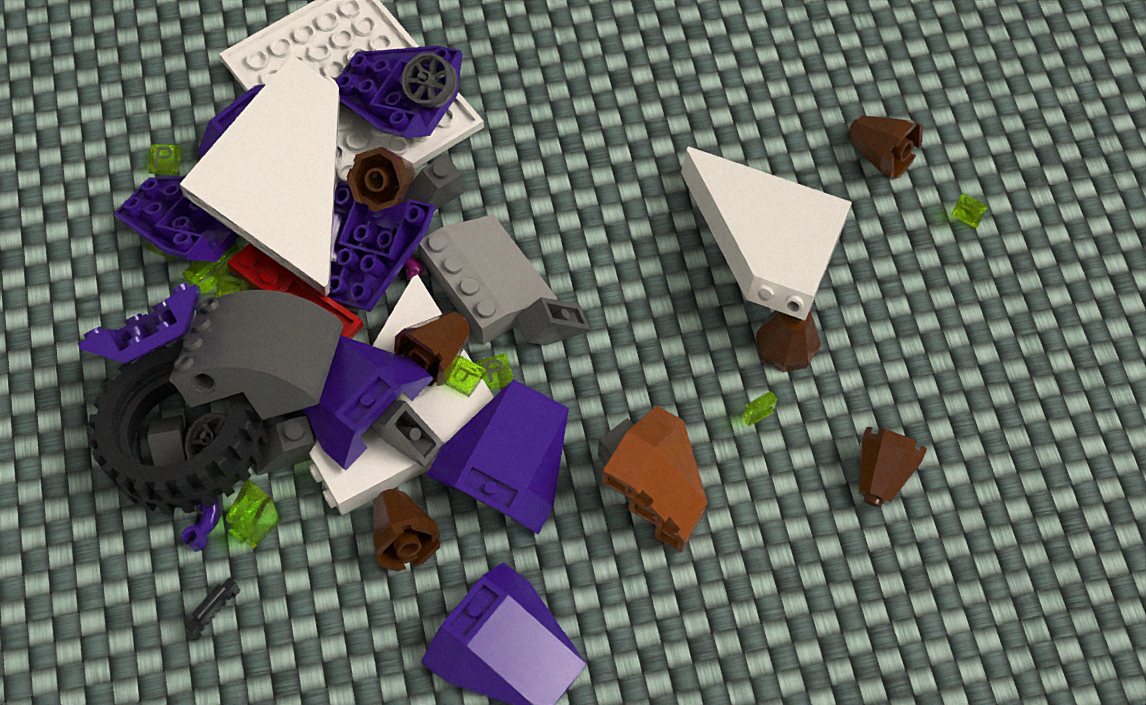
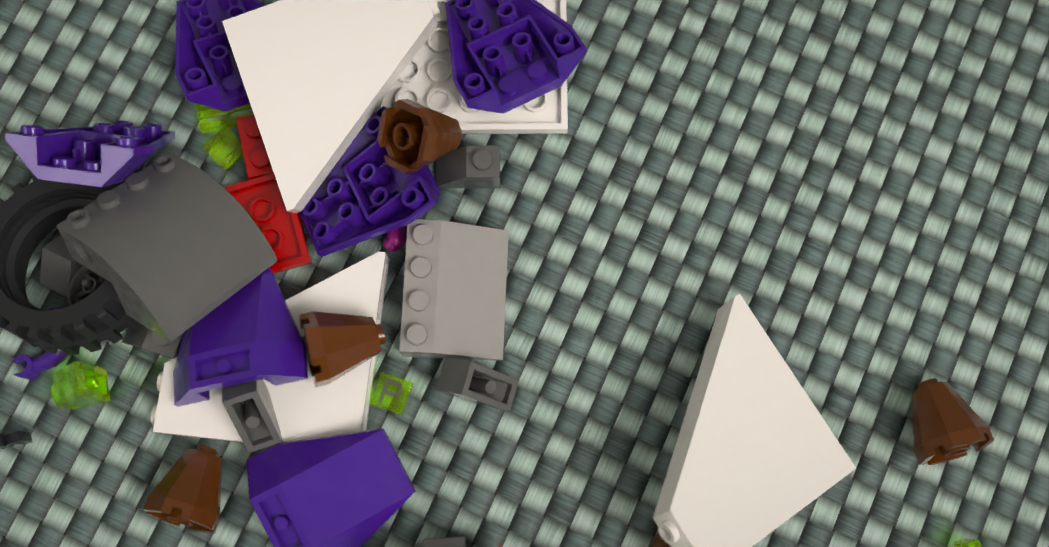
camera: 40 degrees right, 15 degrees up
(429, 80) = (531, 61): dark grey wheel -> none
(466, 376) = (349, 389): clear neon green tile -> none

